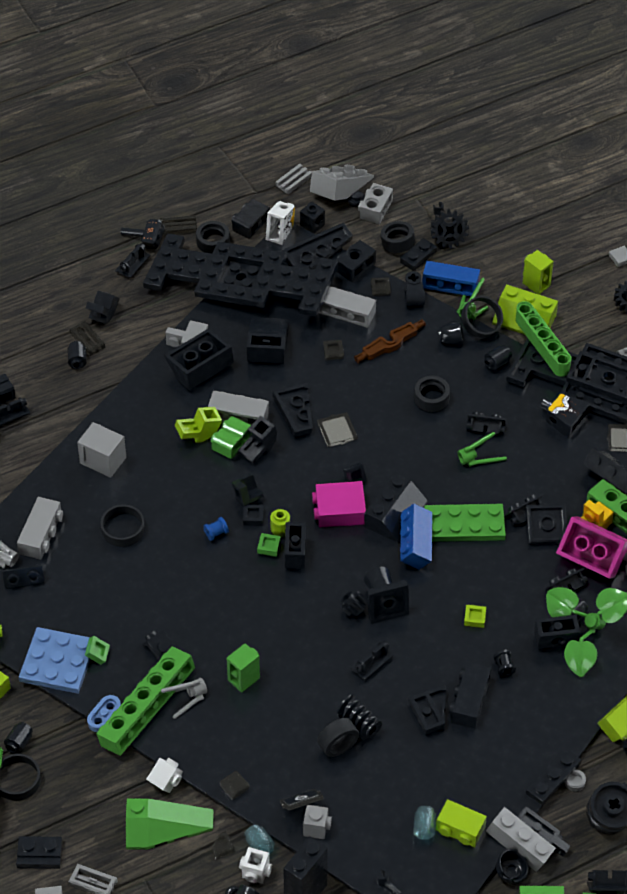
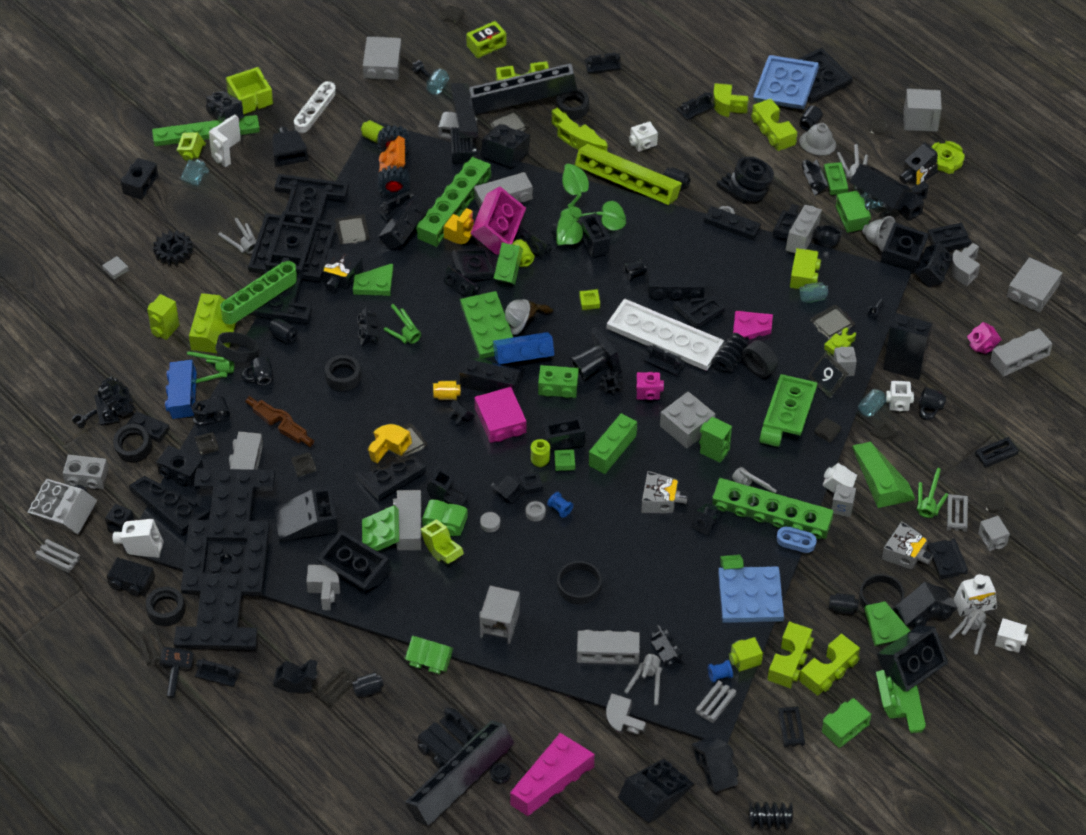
camera: 105 degrees left, 0 degrees up
(62, 814) = (906, 547): none -> light grey torso
(88, 400) = (429, 654): none -> bright green brick
(108, 852) = (928, 506): none -> bright green plant
(138, 771) = (843, 500): none -> light grey brick
(199, 611) = (661, 494): none -> light grey torso
(217, 473) = (490, 522): none -> light grey tile
(218, 510) = (535, 511): none -> light grey tile
(229, 384) = (381, 528): none -> bright green plate
(252, 737) = (786, 418): none -> bright green hinge
(273, 585) = (612, 443): none -> bright green brick
(283, 656) = (685, 418): none -> light grey brick
(332, 410) = (390, 438): none -> yellow brick
(336, 632) = (649, 385): none -> dark pink brick
(349, 830) = (840, 341): none -> lime plate
(368, 555) = (558, 381): none -> bright green brick
(383, 835) = (832, 321): none -> clear smoke piece
(384, 467) = (446, 390): none -> yellow brick
(398, 753) = (752, 324): none -> dark pink wing
(405, 668) = (666, 333): none -> white plate
(464, 544) = (520, 311): none -> light grey piece
(530, 543) = (508, 263): none -> bright green brick
(547, 442) = (374, 281): none -> bright green wing
(551, 567) = (527, 255): none -> lime brick

